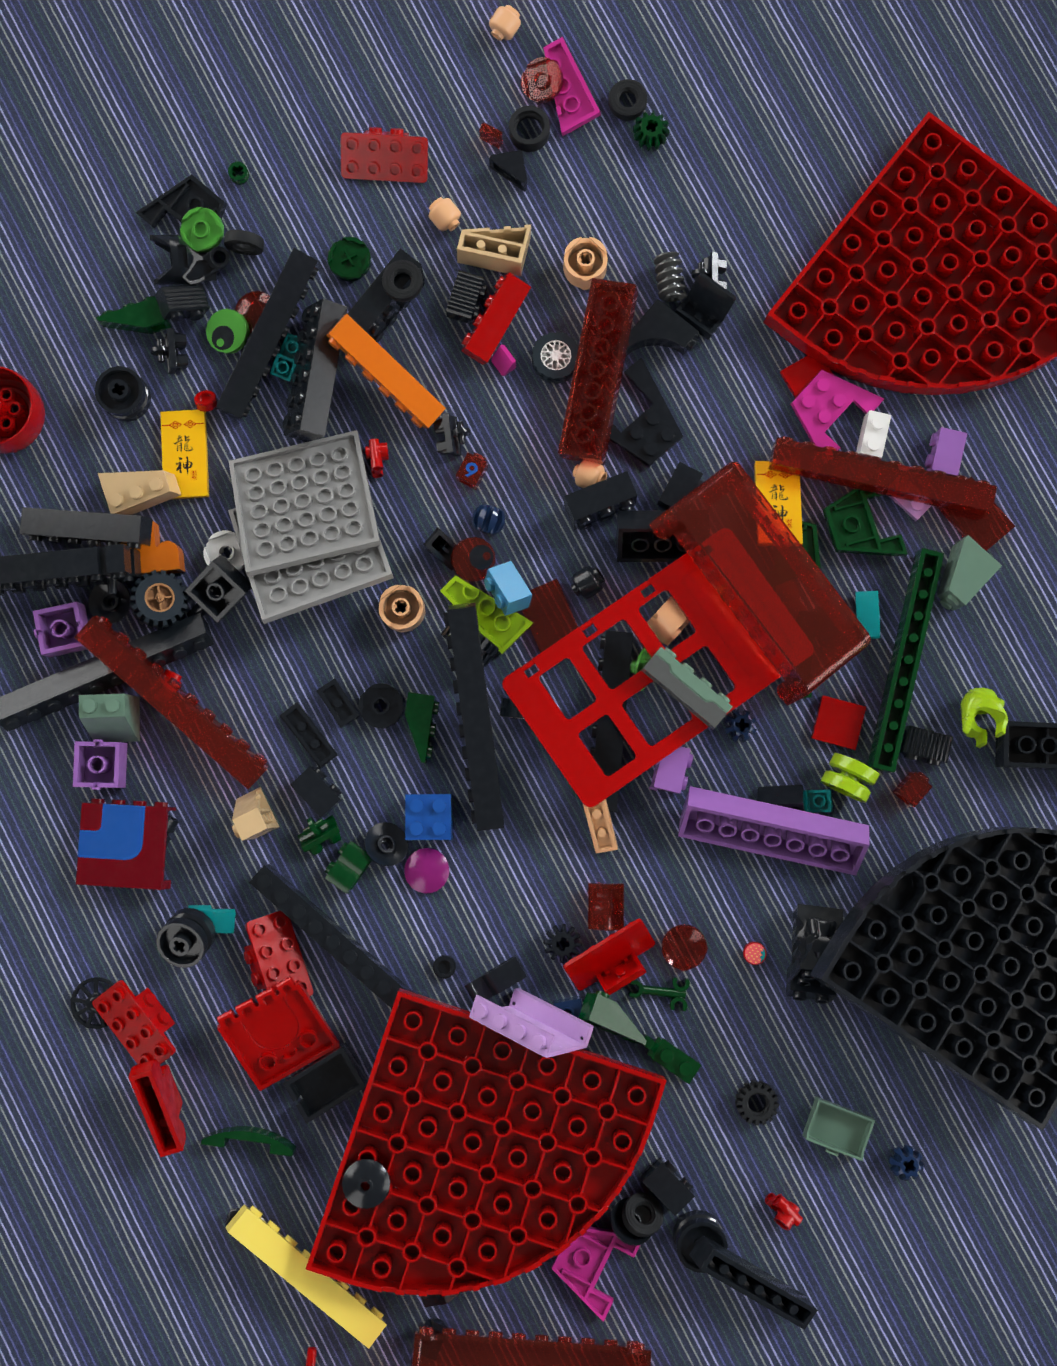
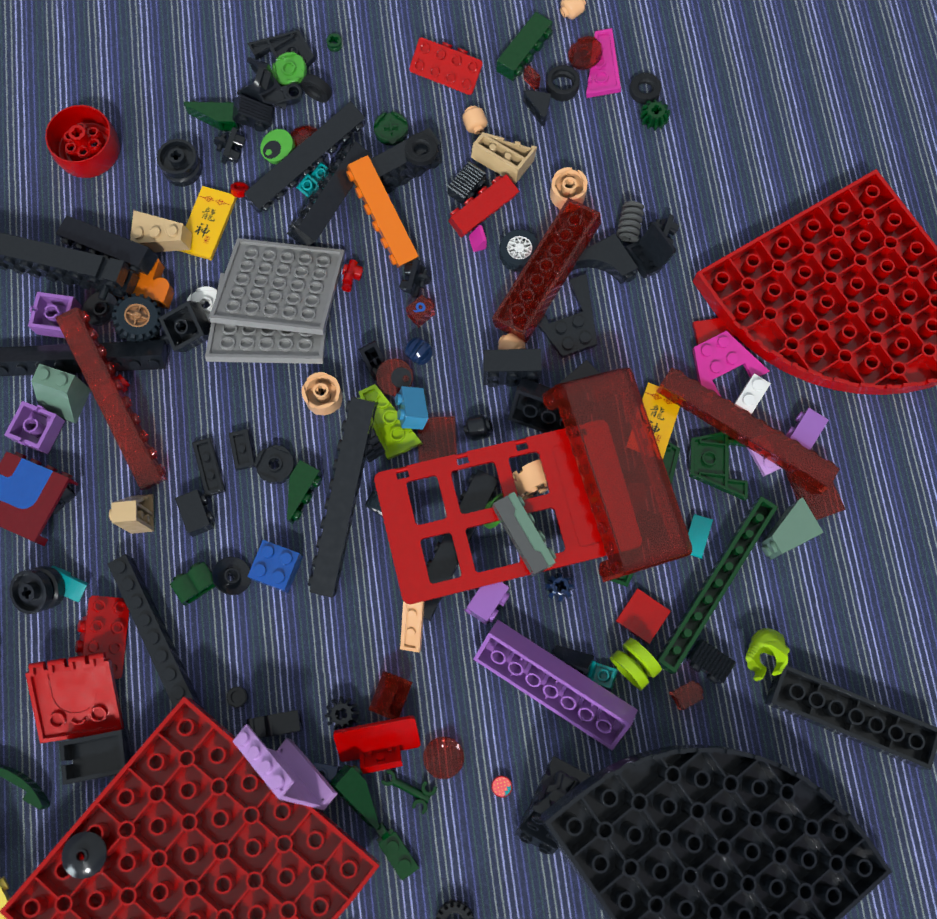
camera: 15 degrees right, 10 degrees down
(319, 832) = (179, 545): dark green hips -> none
(426, 870) = (256, 610): magenta dish -> none
(467, 97) = (524, 46): none -> dark green brick

